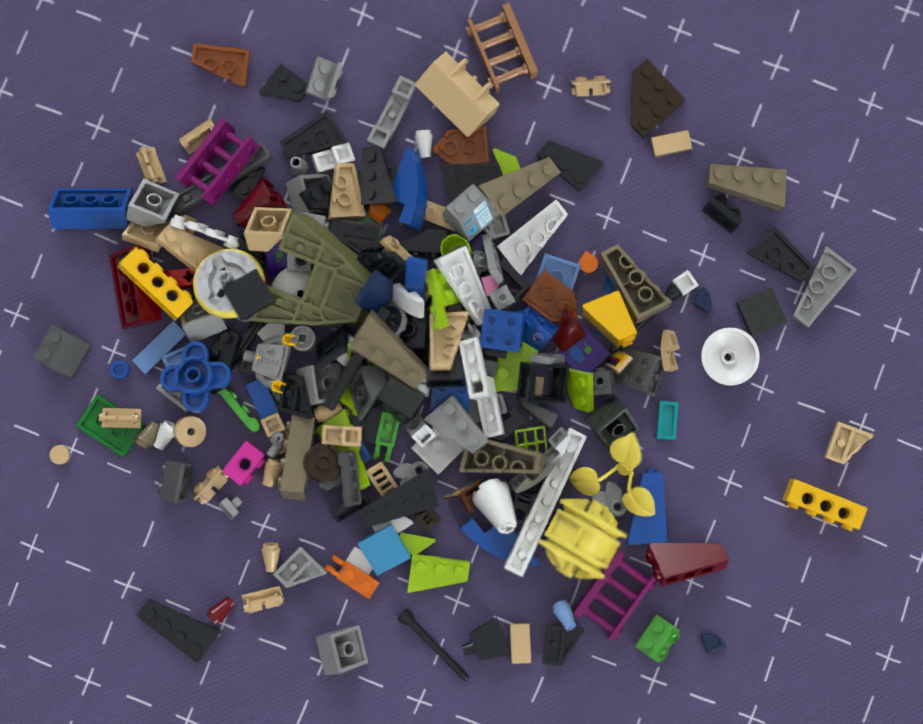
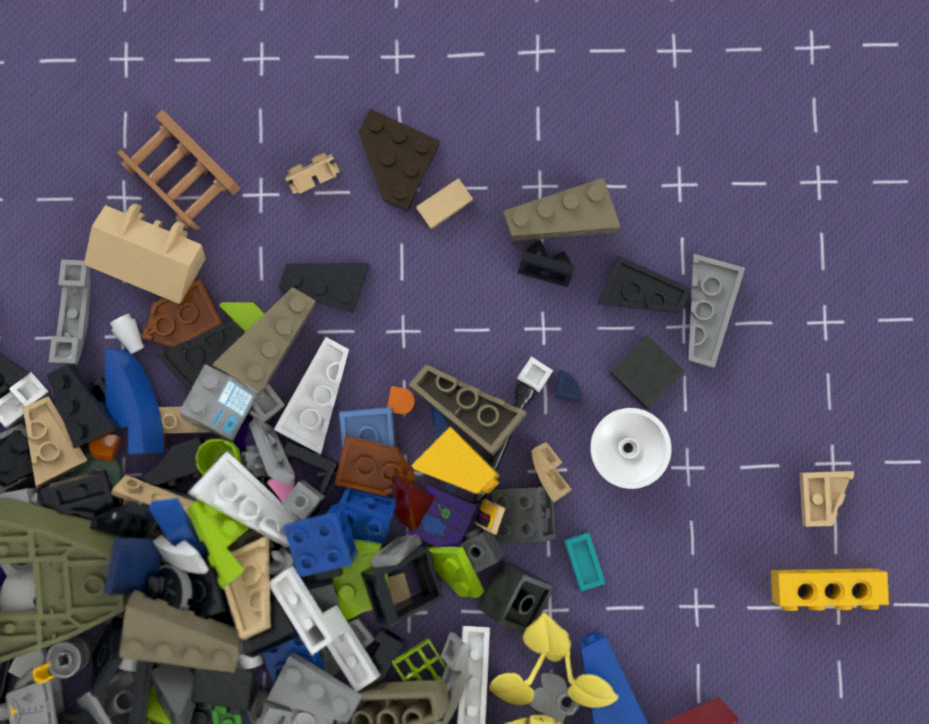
camera: 20 degrees left, 0 degrees up
(540, 414) = (422, 625): dark grey slope -> none

